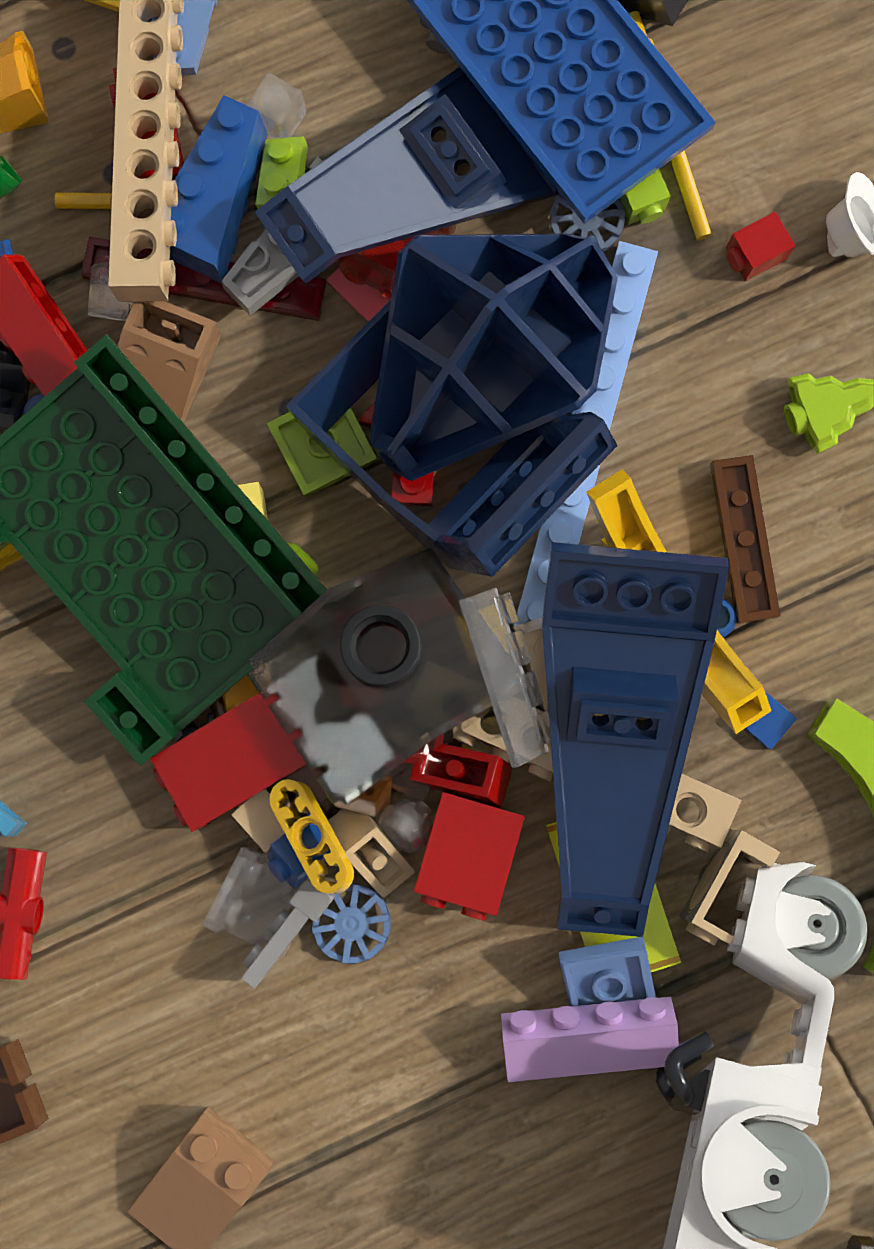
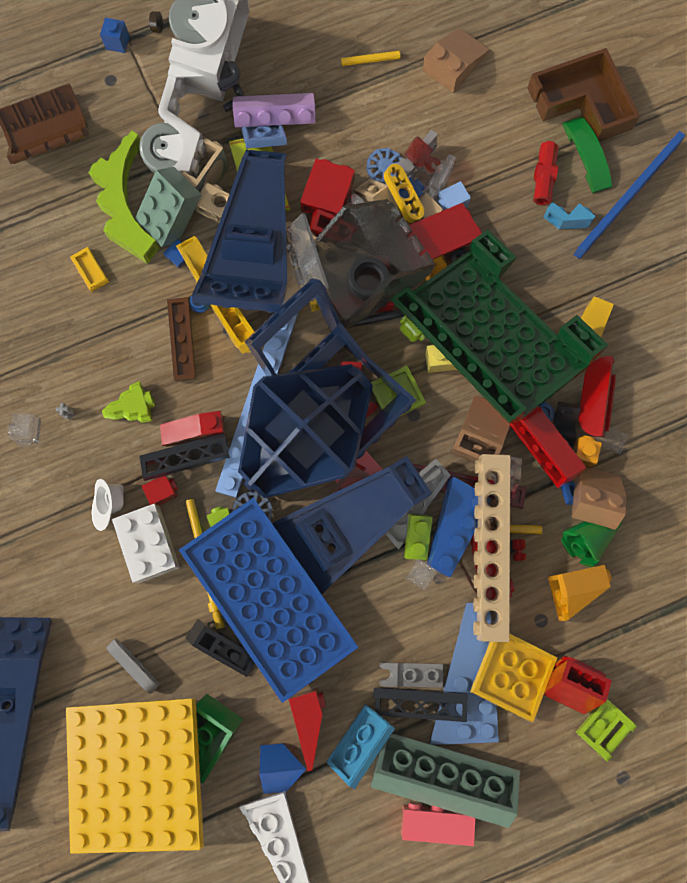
camera: 175 degrees left, 5 degrees down
(98, 170) = (519, 545): none -> red piece
(210, 846) = (452, 196): none -> light blue brick
(277, 927) = (419, 154): none -> clear red plate
(386, 1183) = (362, 59): none -> yellow bar
(705, 364) = (192, 428): none -> slope
(721, 316) = (182, 456): none -> black fence
(777, 148) = (146, 543): none -> white brick
(795, 797) = (167, 206): none -> sand green brick

